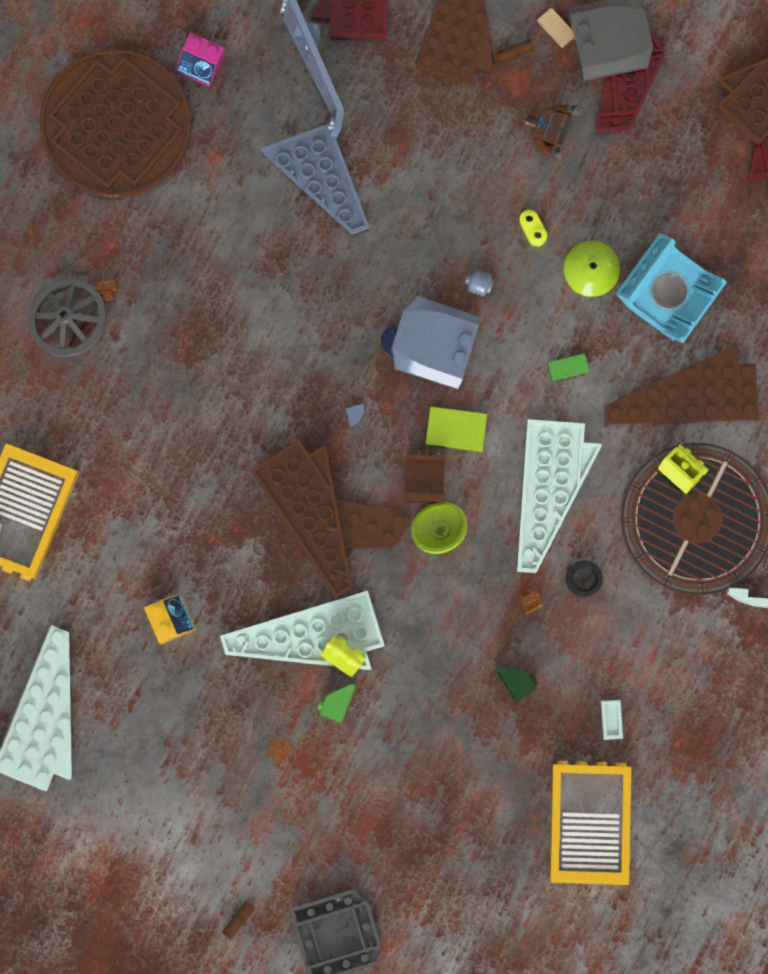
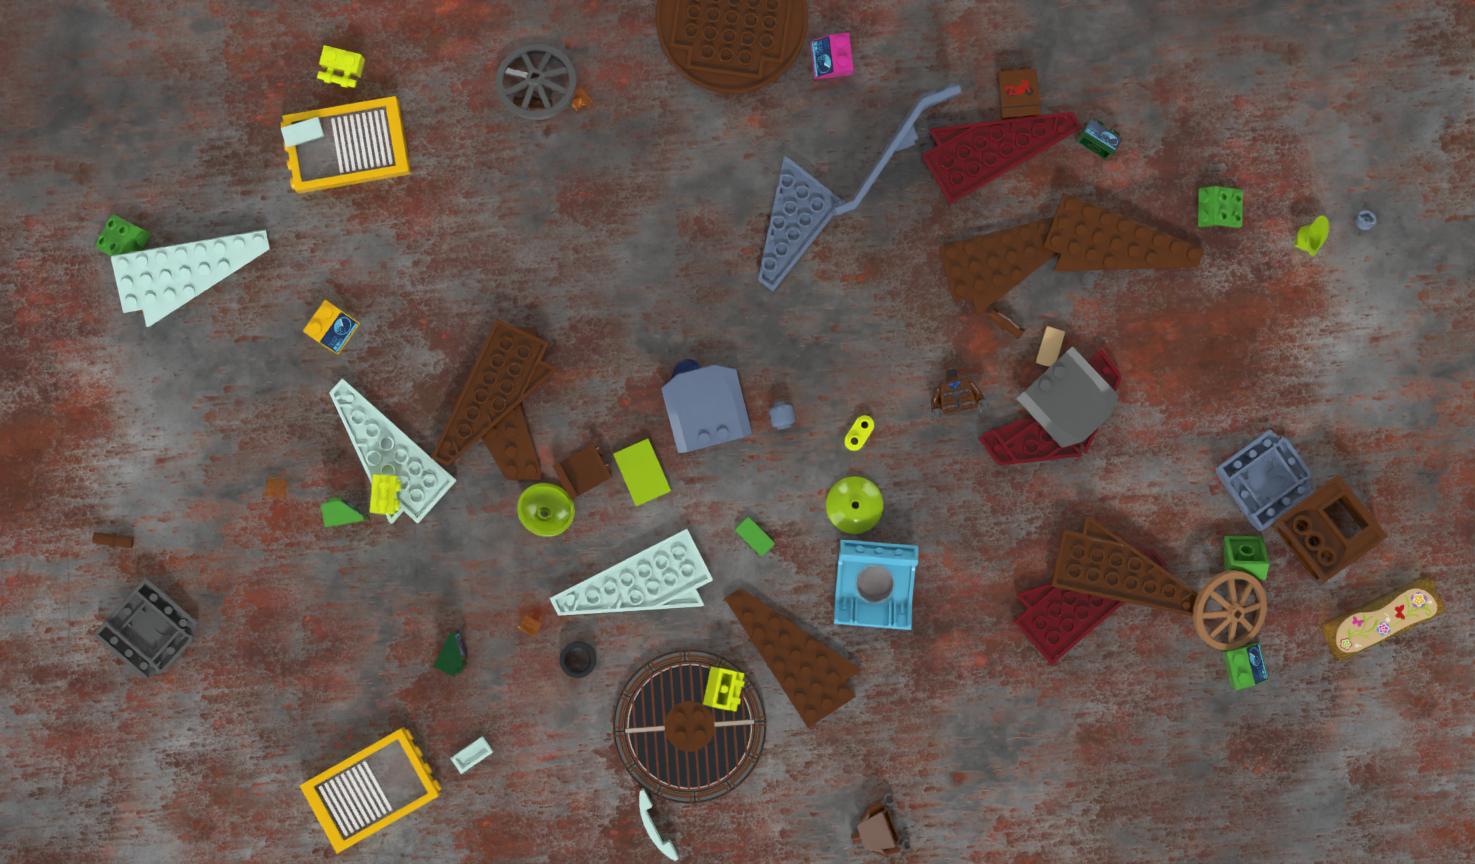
camera: 60 degrees right, 5 degrees up
(355, 414) = (602, 378): sand blue tile -> none

